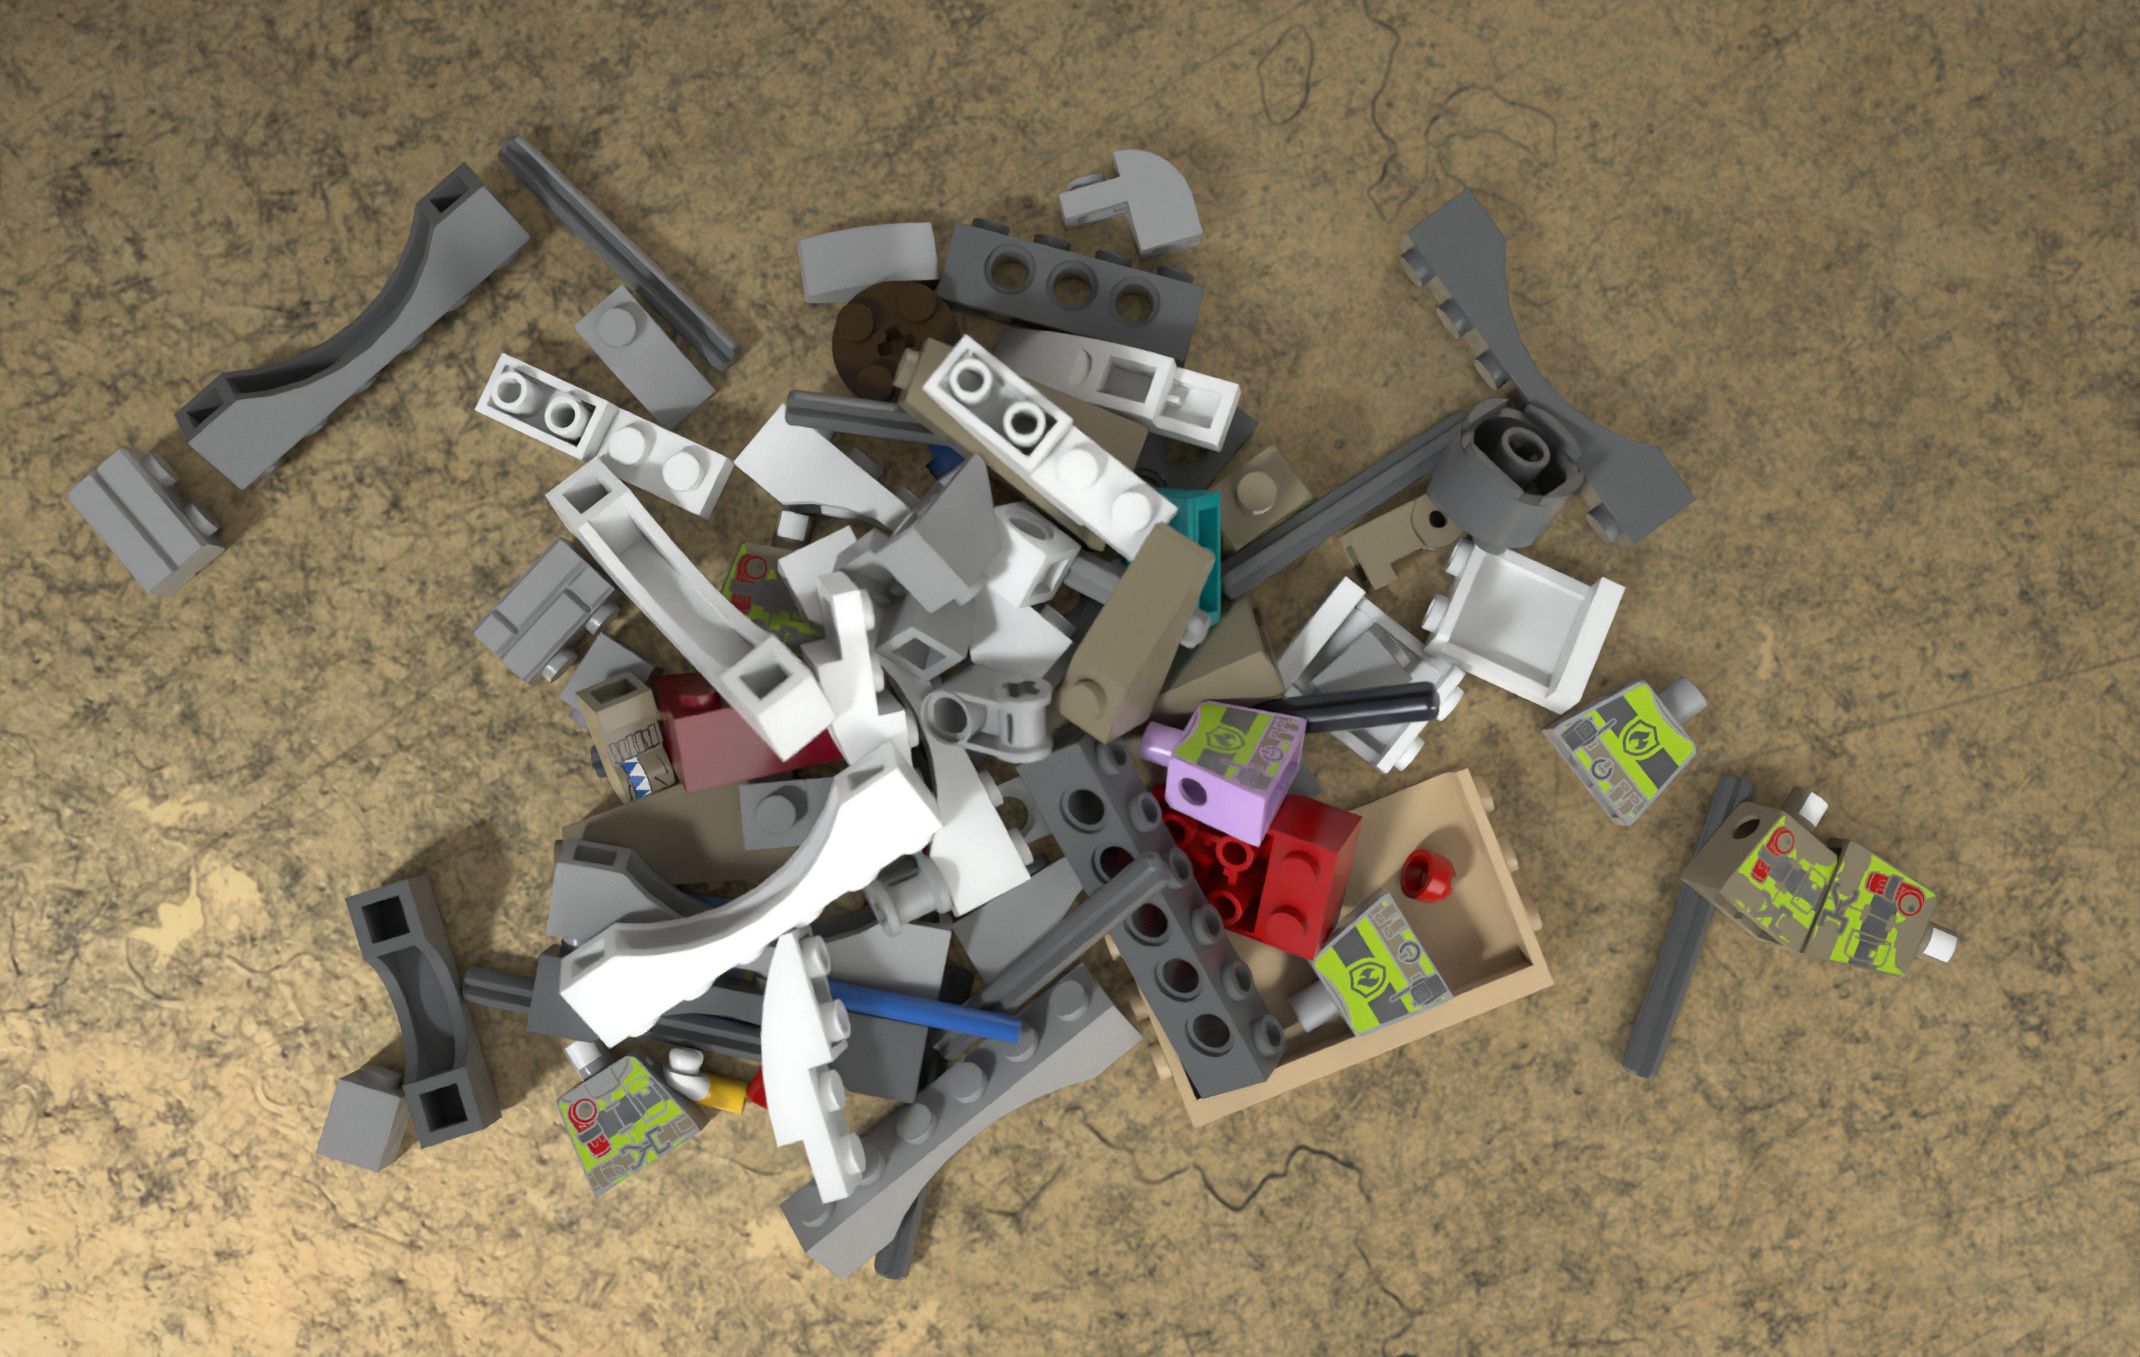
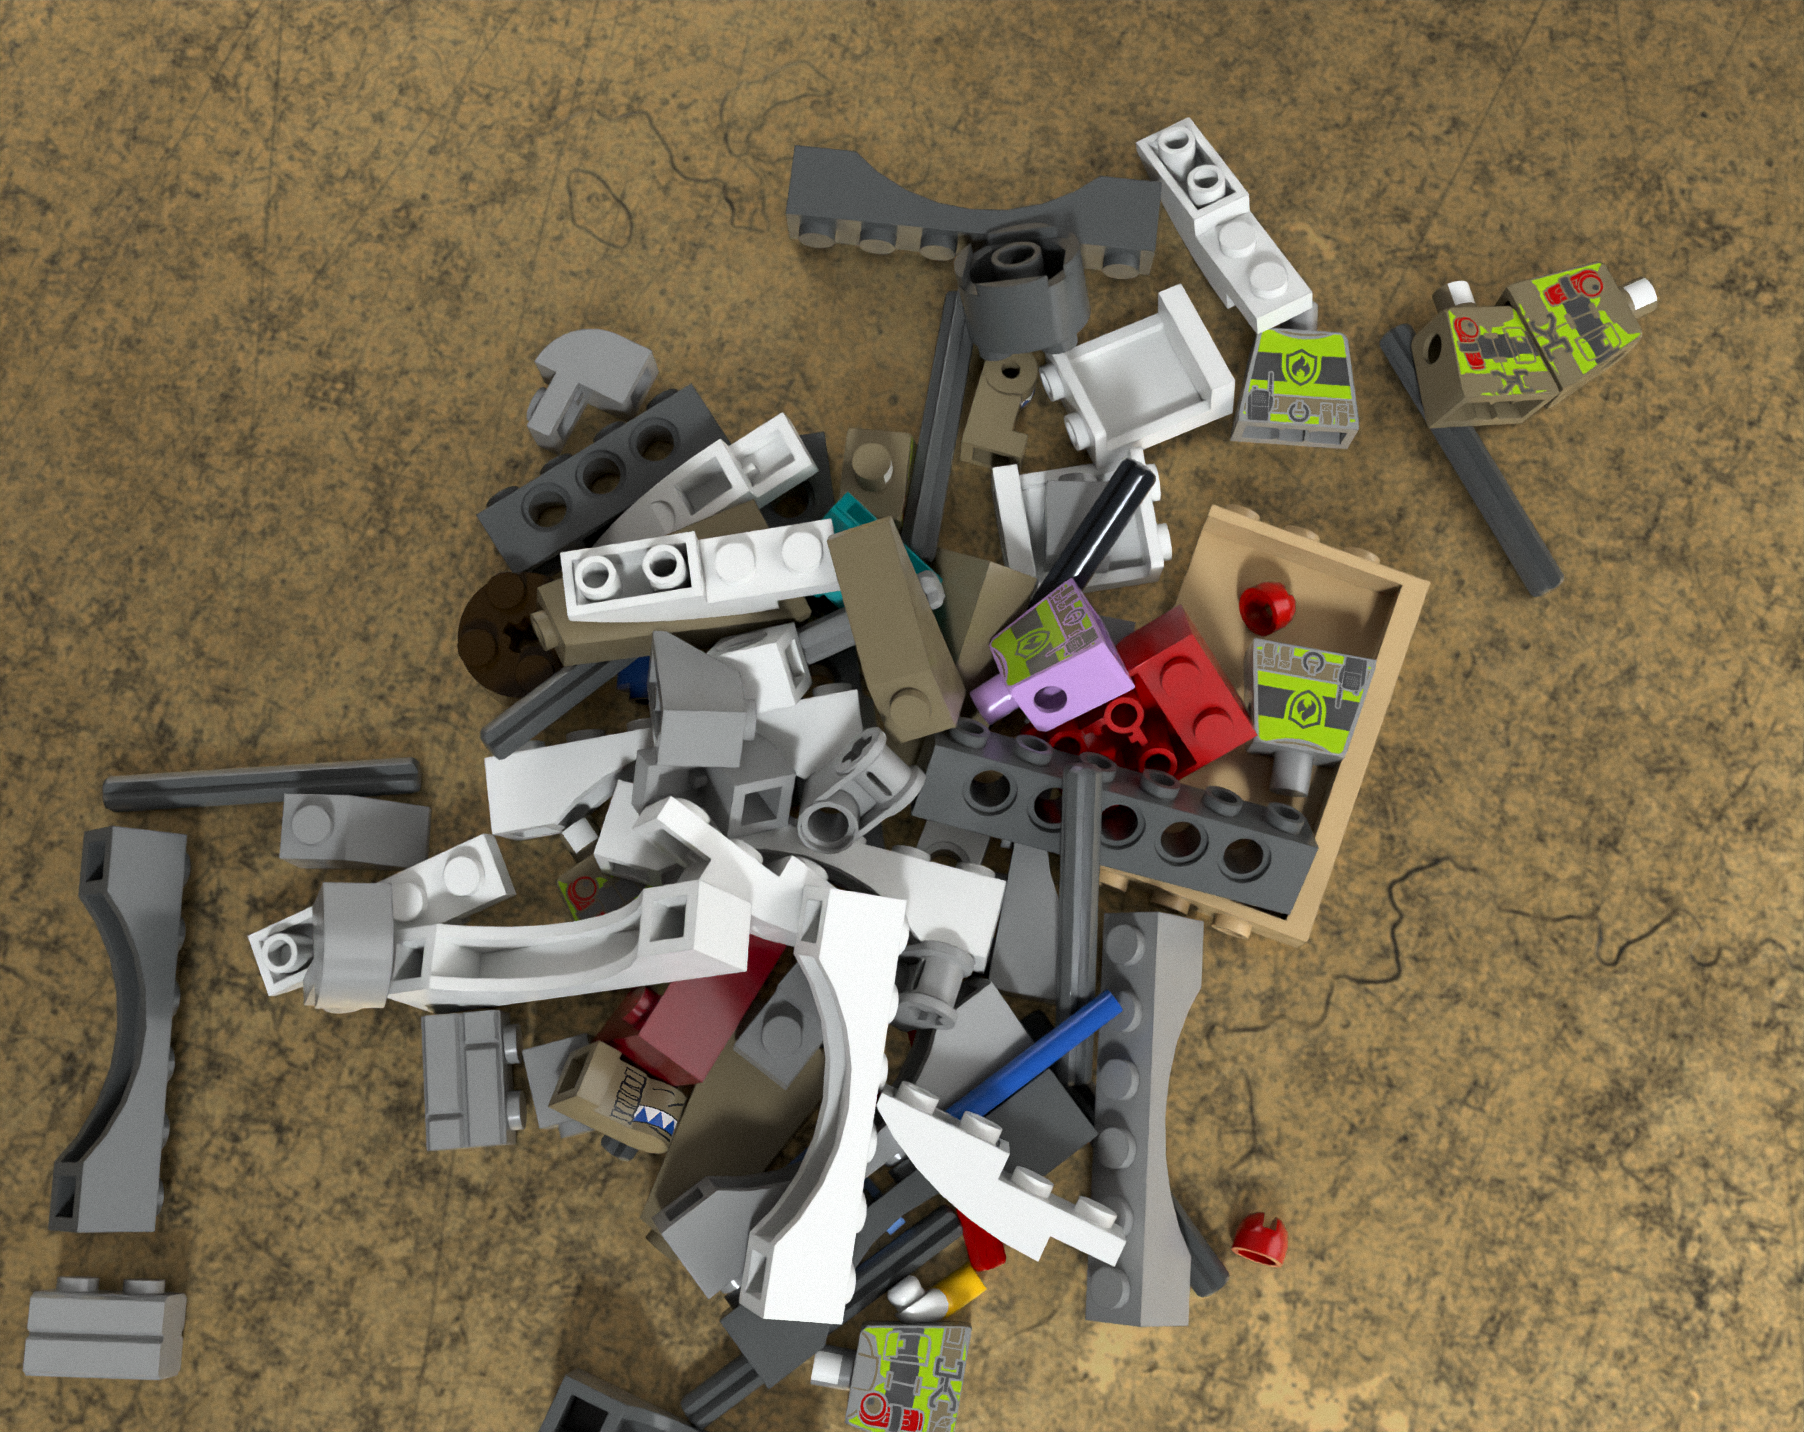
camera: 45 degrees left, 10 degrees down
(554, 445) = (350, 947): none -> light grey brick
(850, 260) = (428, 622): light grey slope -> none
(948, 1278) = (1261, 1243): none -> red hinge
(1703, 575) = (1219, 229): none -> white slope

